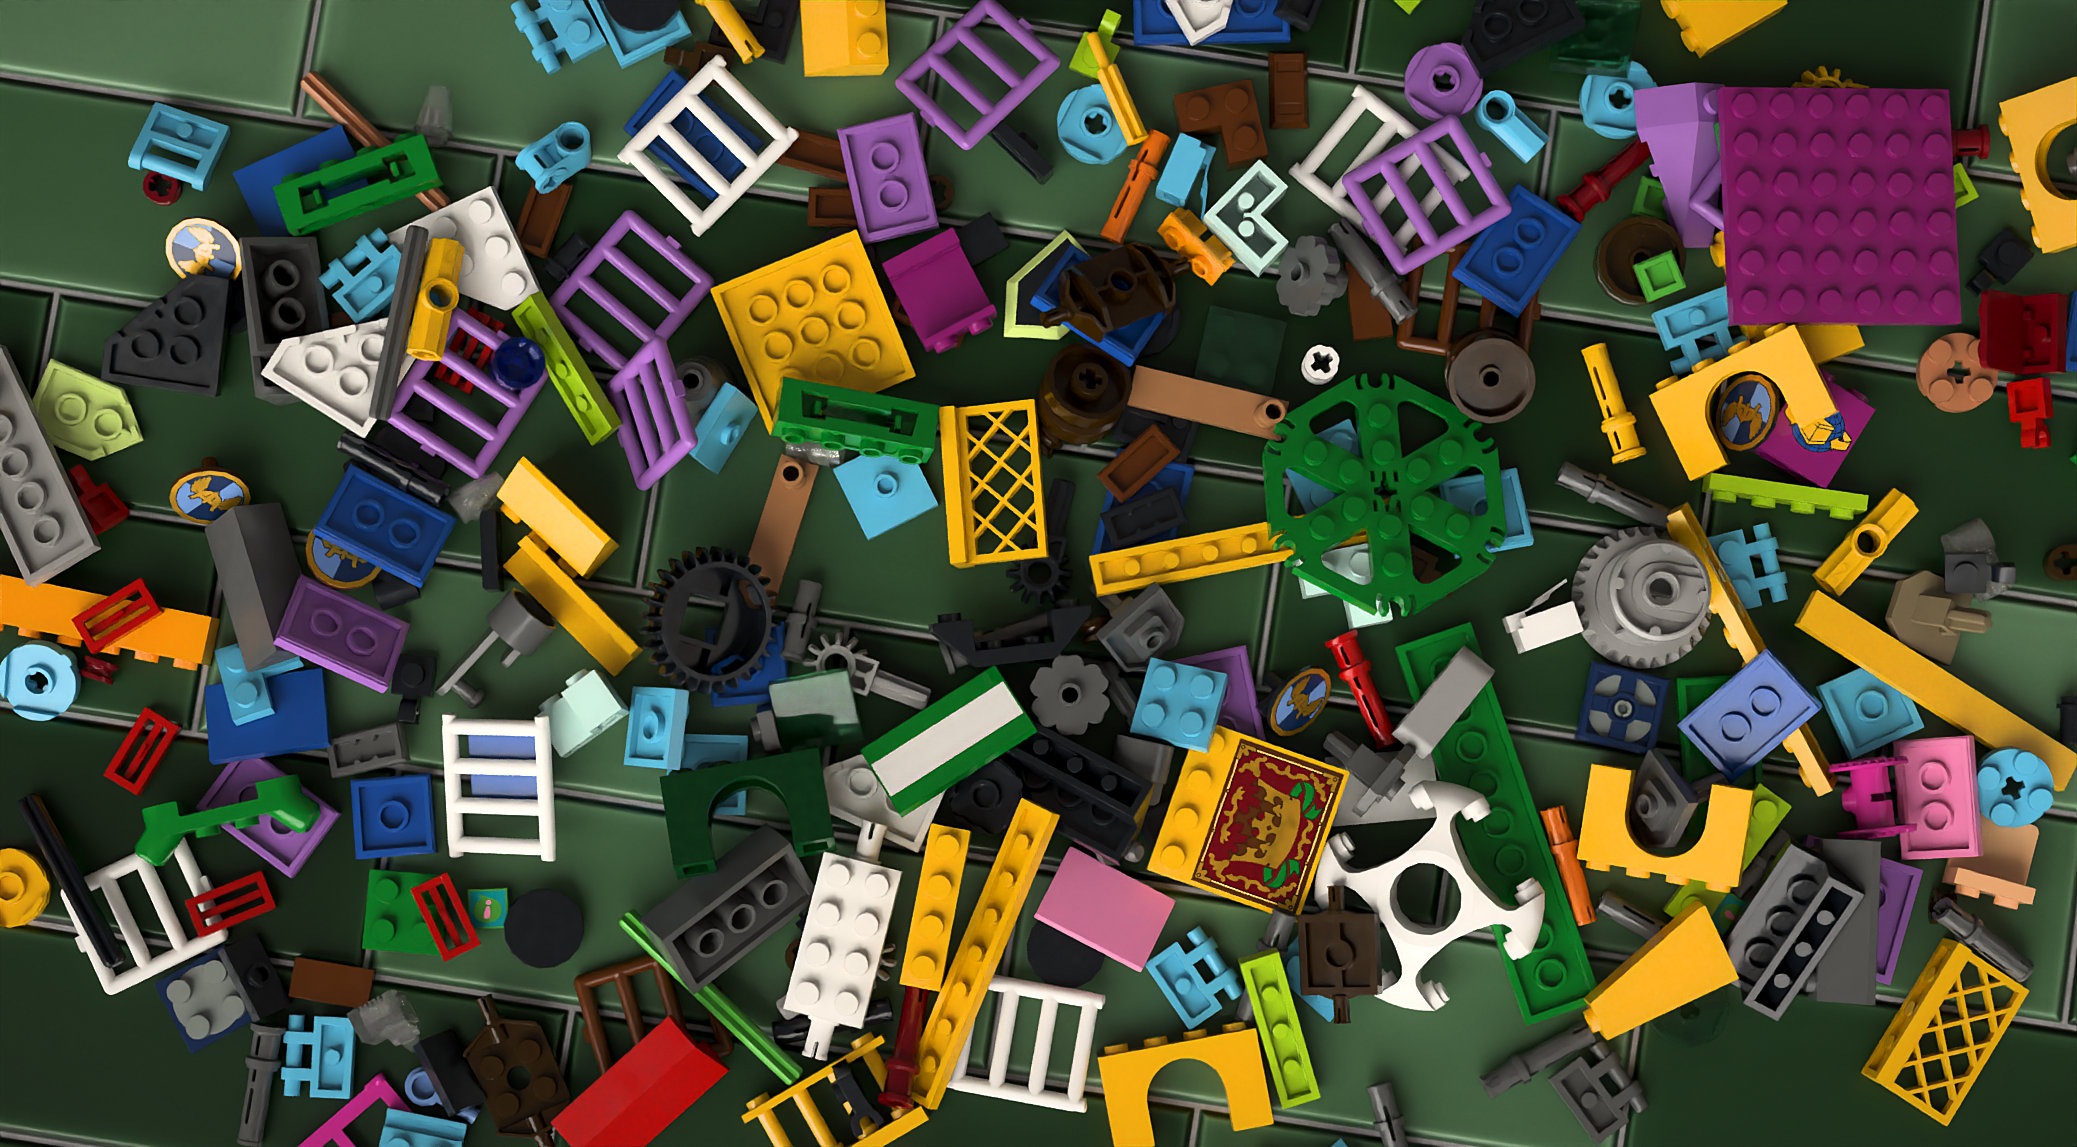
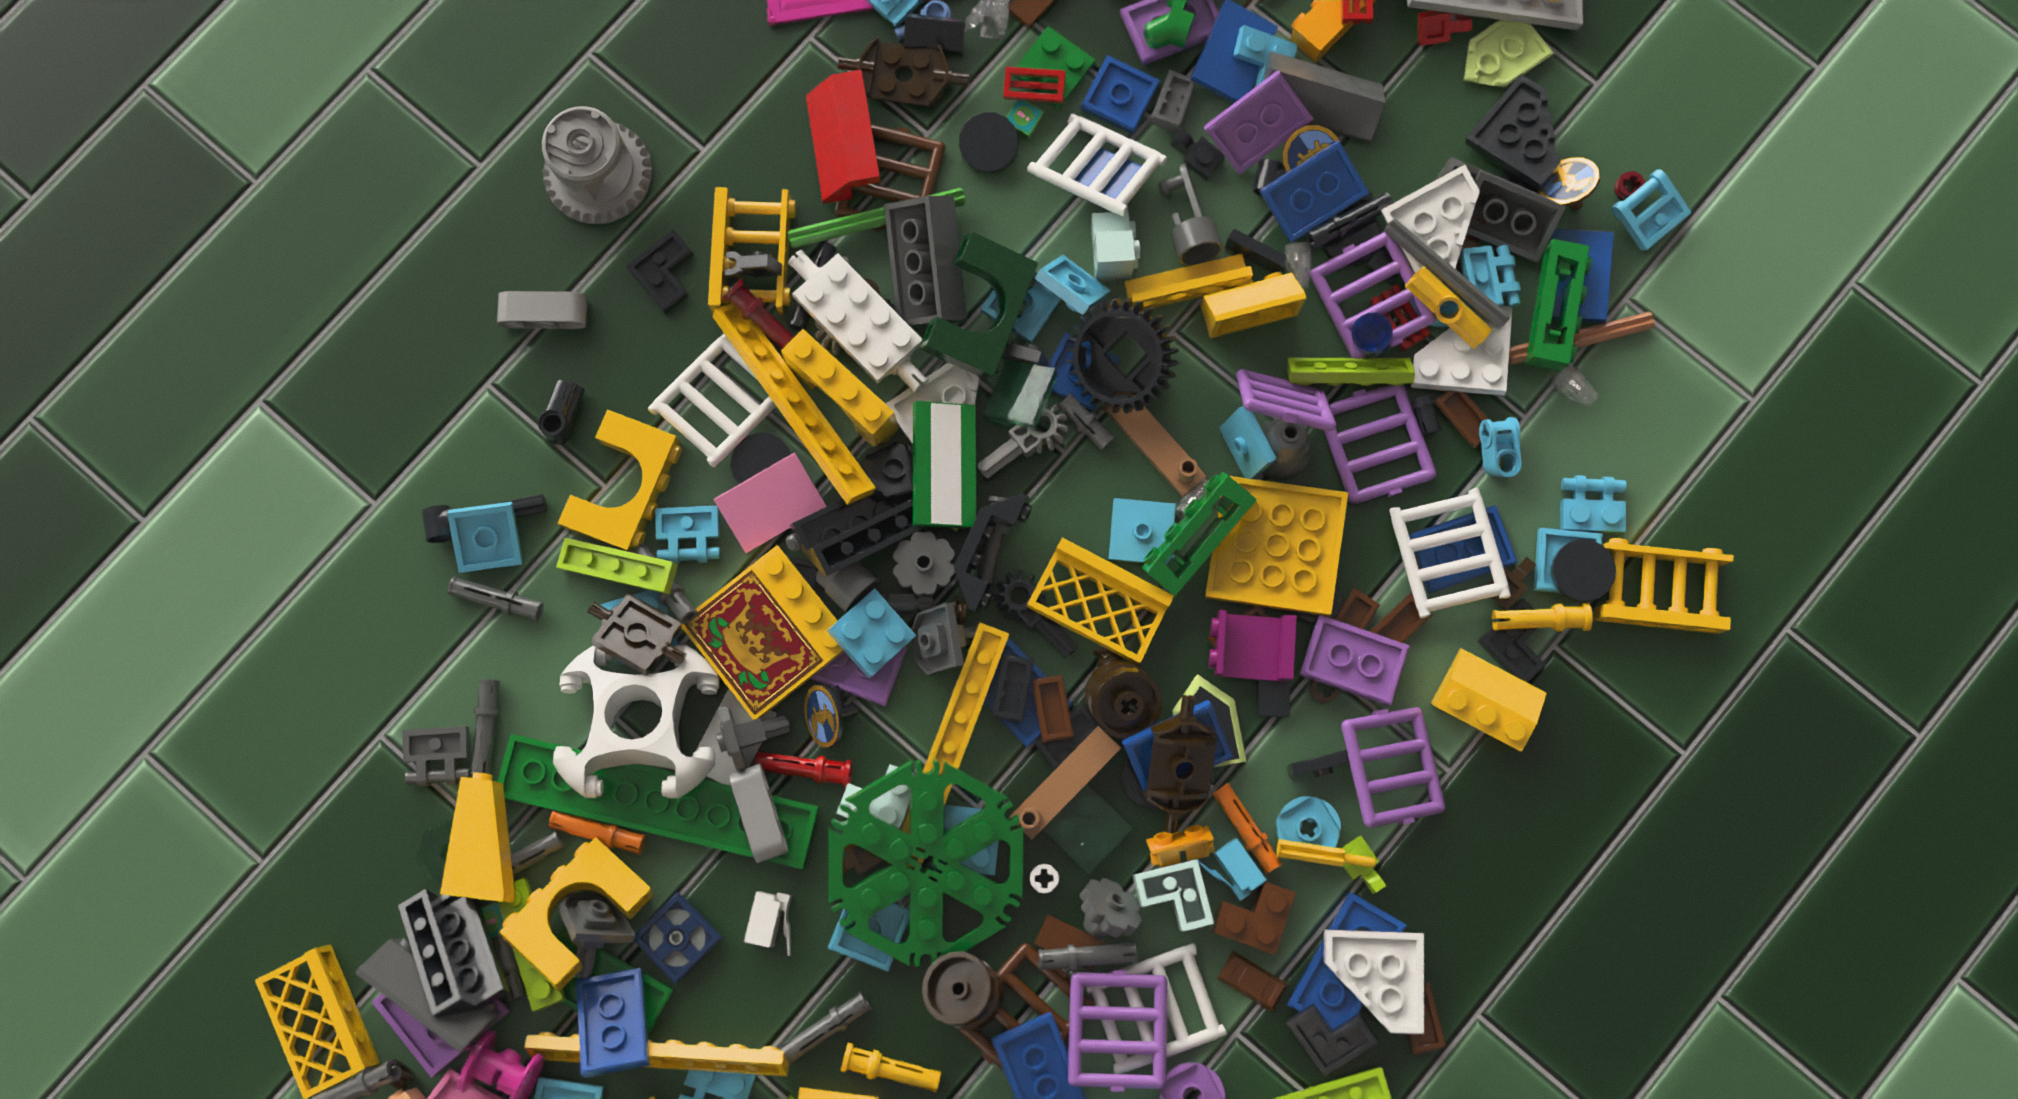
camera: 125 degrees right, 5 degrees down
(208, 492) = (1404, 96): shield -> none
(1617, 604) = (766, 996): light grey piece -> none

